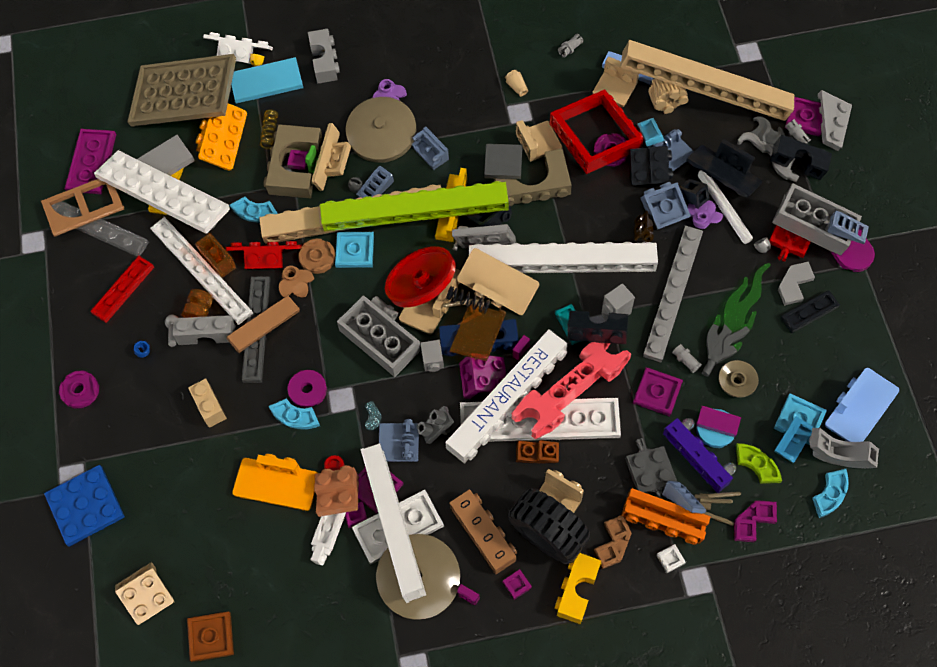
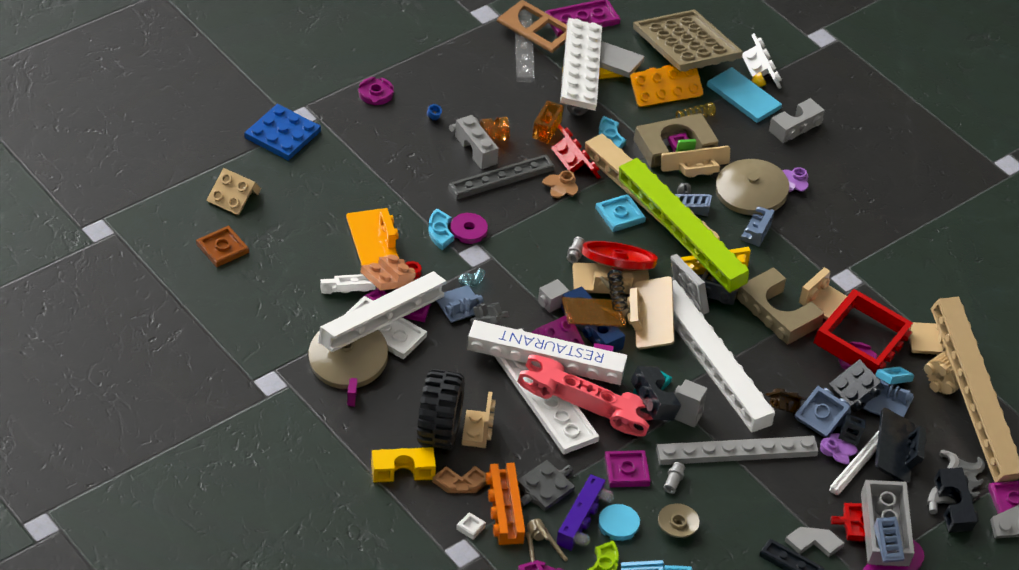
camera: 55 degrees right, 20 degrees down
(122, 289) = (480, 81): red tile -> none
(202, 271) = (524, 129): white tile -> none
(207, 403) = (413, 167): tan brick -> none
(263, 324) = (507, 175): medium nougat tile -> none
(317, 256) = (596, 190): medium nougat tile -> none
(379, 336) = (545, 251): light grey brick -> none
(483, 532) = (408, 388): medium nougat brick -> none
(503, 161) = (777, 273): dark grey tile -> none
(516, 82) = (875, 263): tan cone -> none
(517, 584) = (382, 425): magenta tile -> none
(537, 452) = (510, 399): dark orange slope -> none
(569, 46) = (947, 289): light grey pin -> none
(680, 495) = (531, 507): sand blue slope -> none
(718, 421) = (624, 516): magenta tile -> none
(734, 329) = (740, 508): piece -> none
(763, 245) = (837, 501): light grey hinge -> none
(797, 132) = (986, 489): light grey pin -> none

